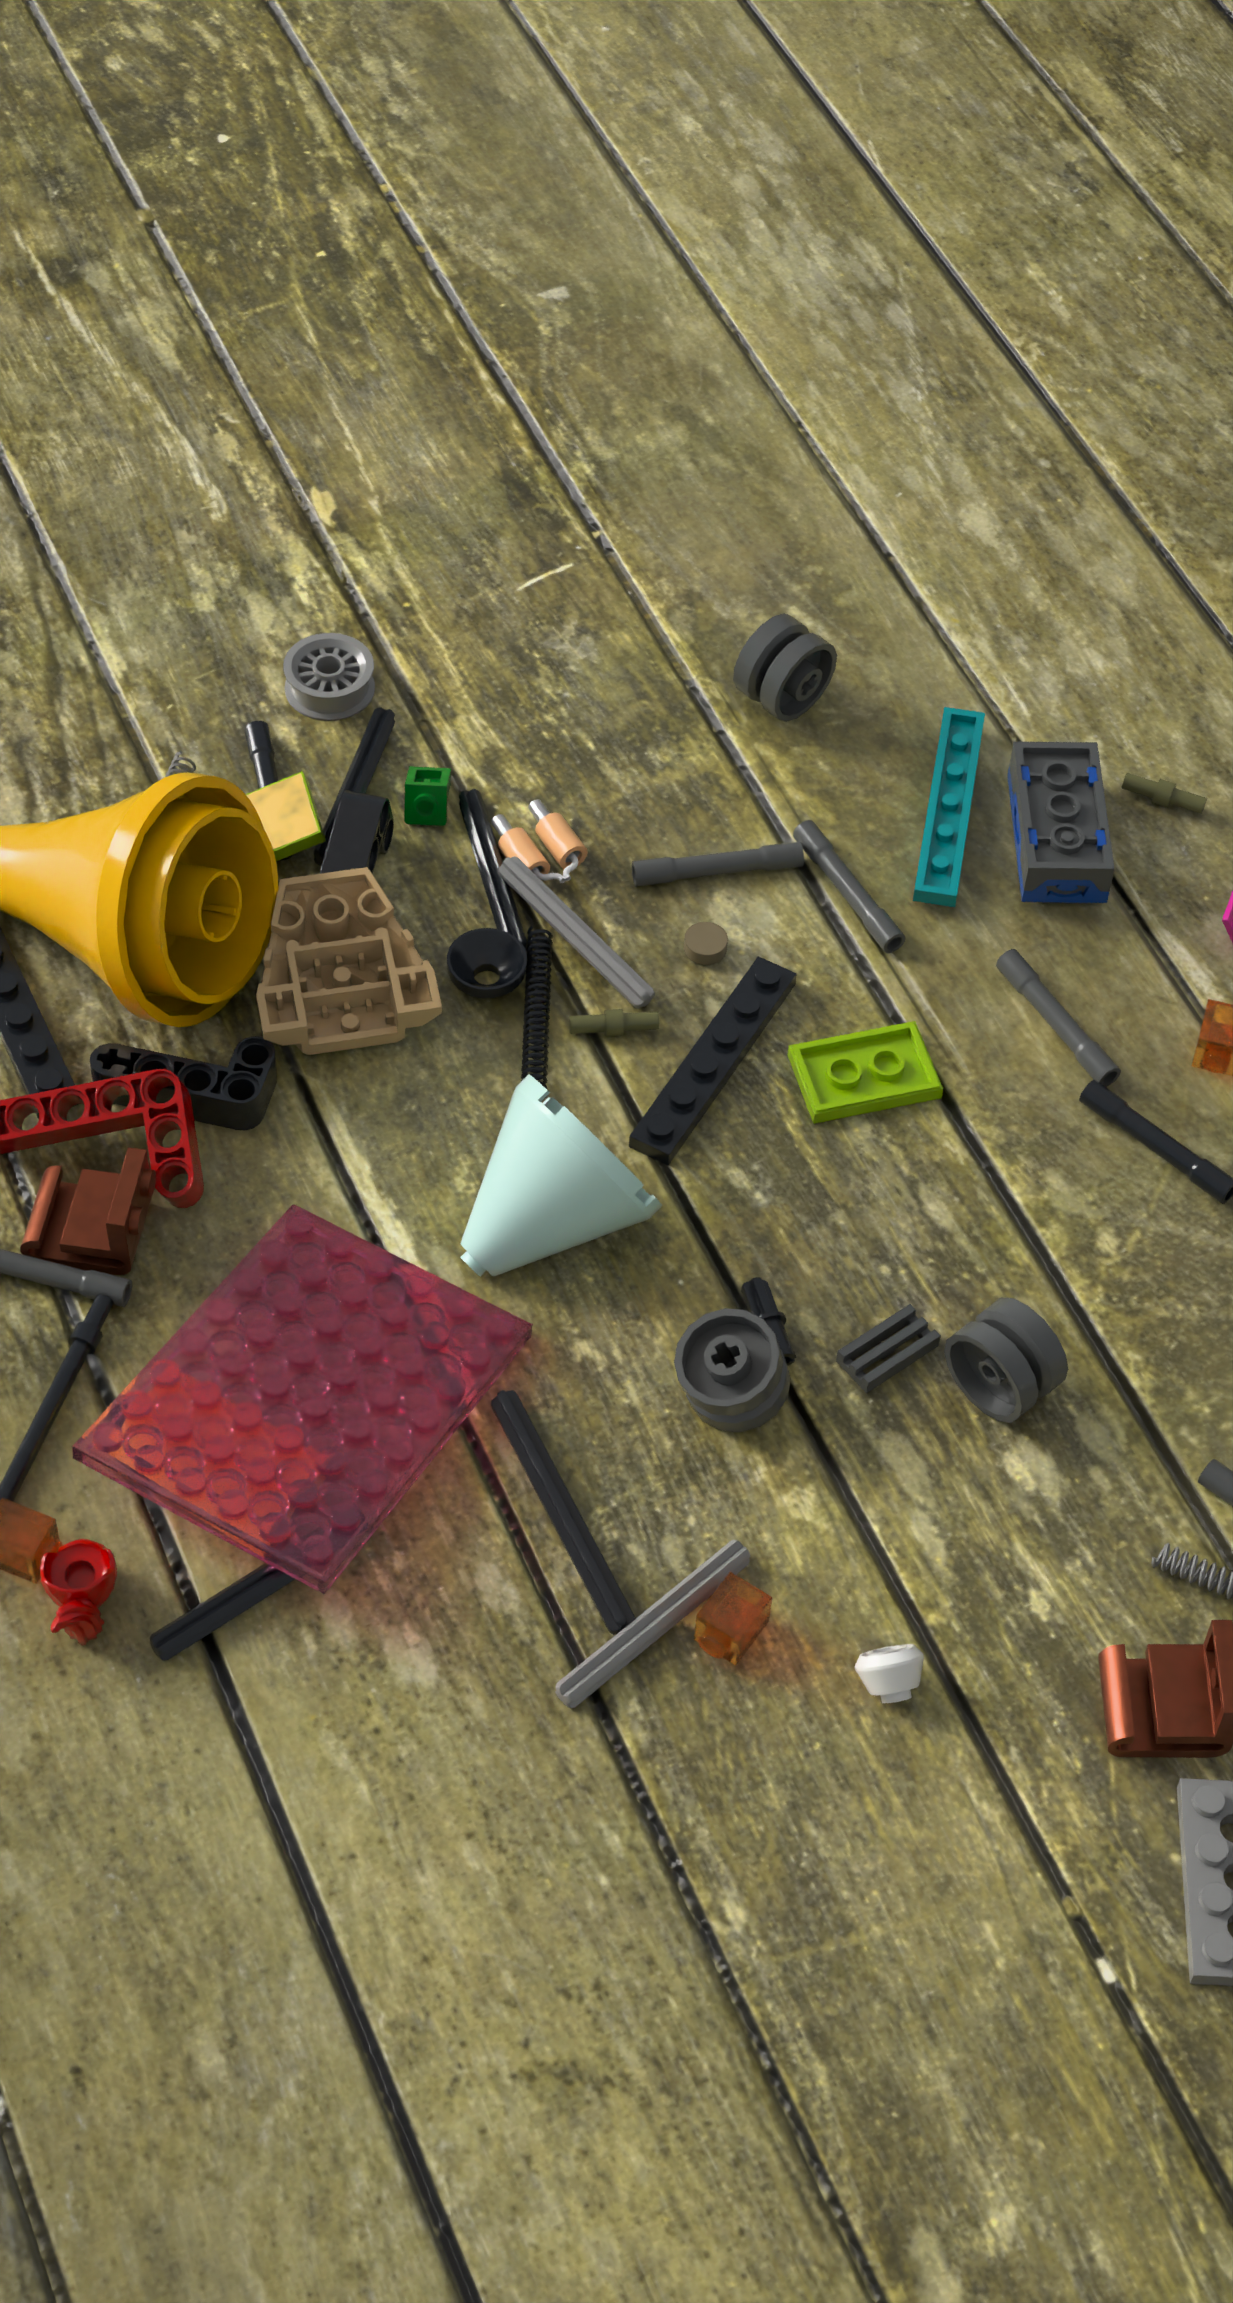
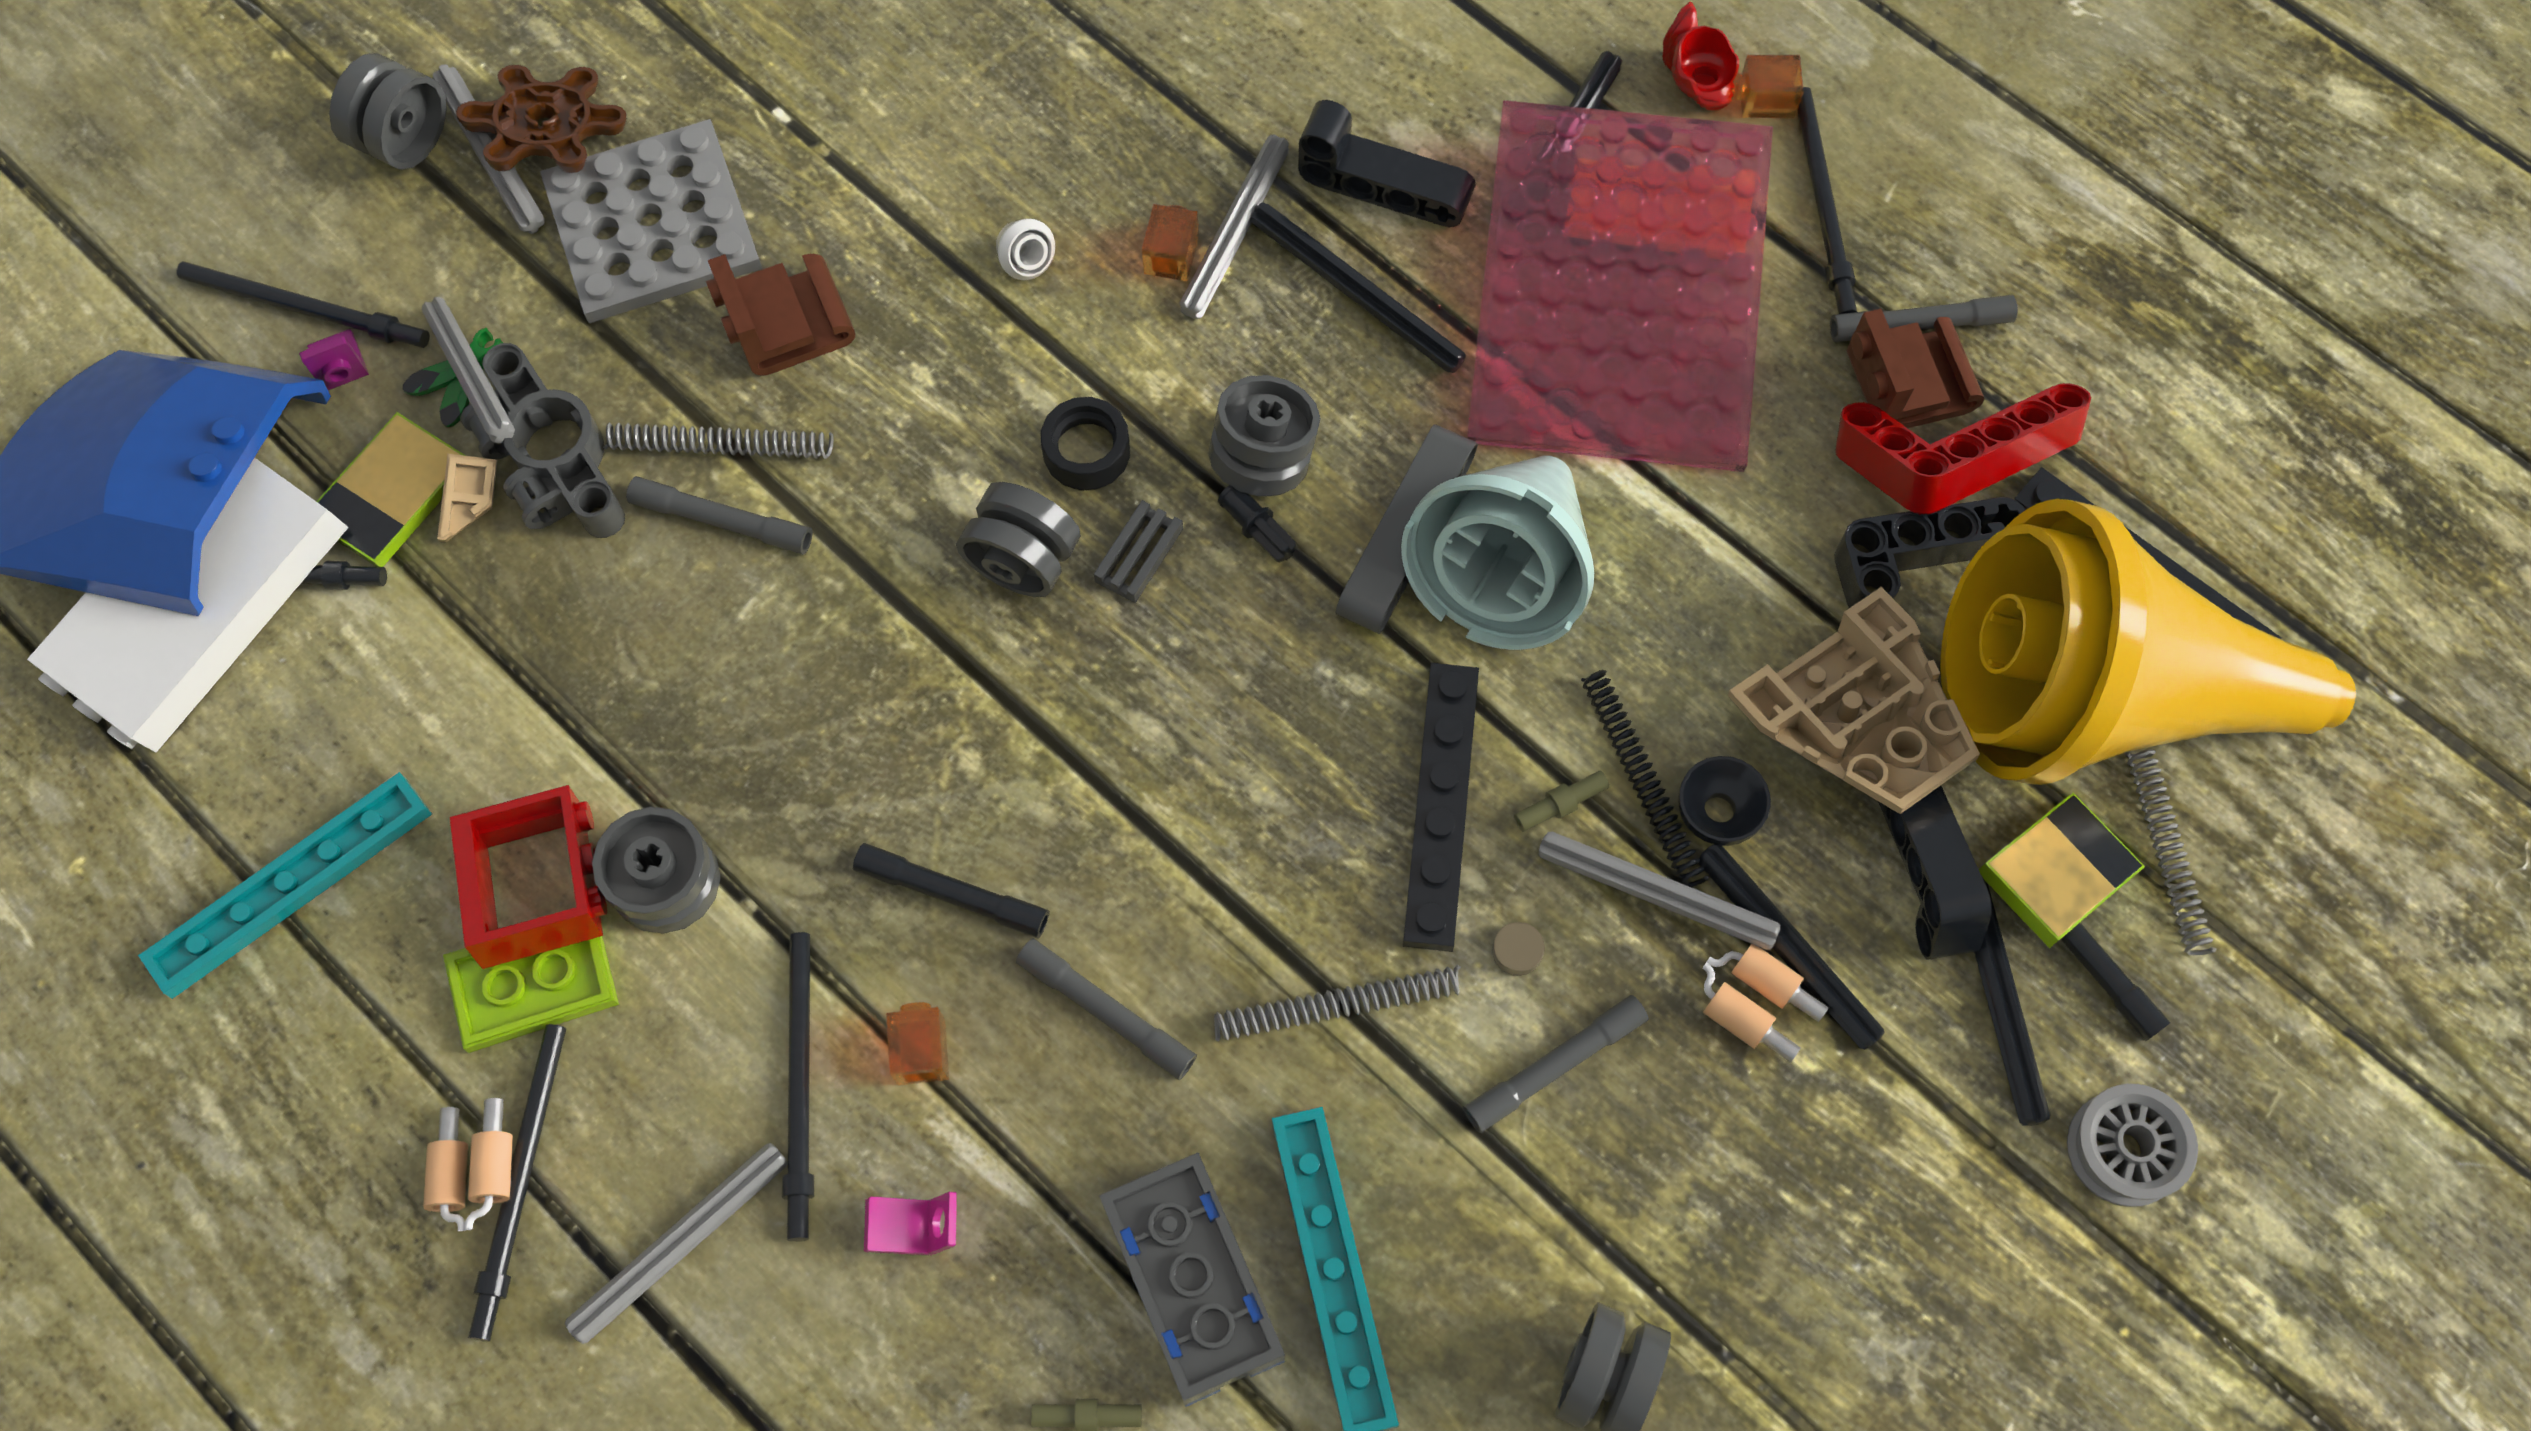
camera: 160 degrees right, 15 degrees up
(427, 795) = (1921, 1018): green bracket -> none
(507, 1632) = (1380, 173): none -> black beam
(630, 1266) = (1380, 573): none -> dark grey beam
(864, 1072) = (1282, 854): lime tile -> none
(867, 959) = (1334, 1000): none -> light grey piece
(874, 918) = (1448, 1131): dark grey piece -> none
(909, 1422) = (1080, 412): none -> black tyre

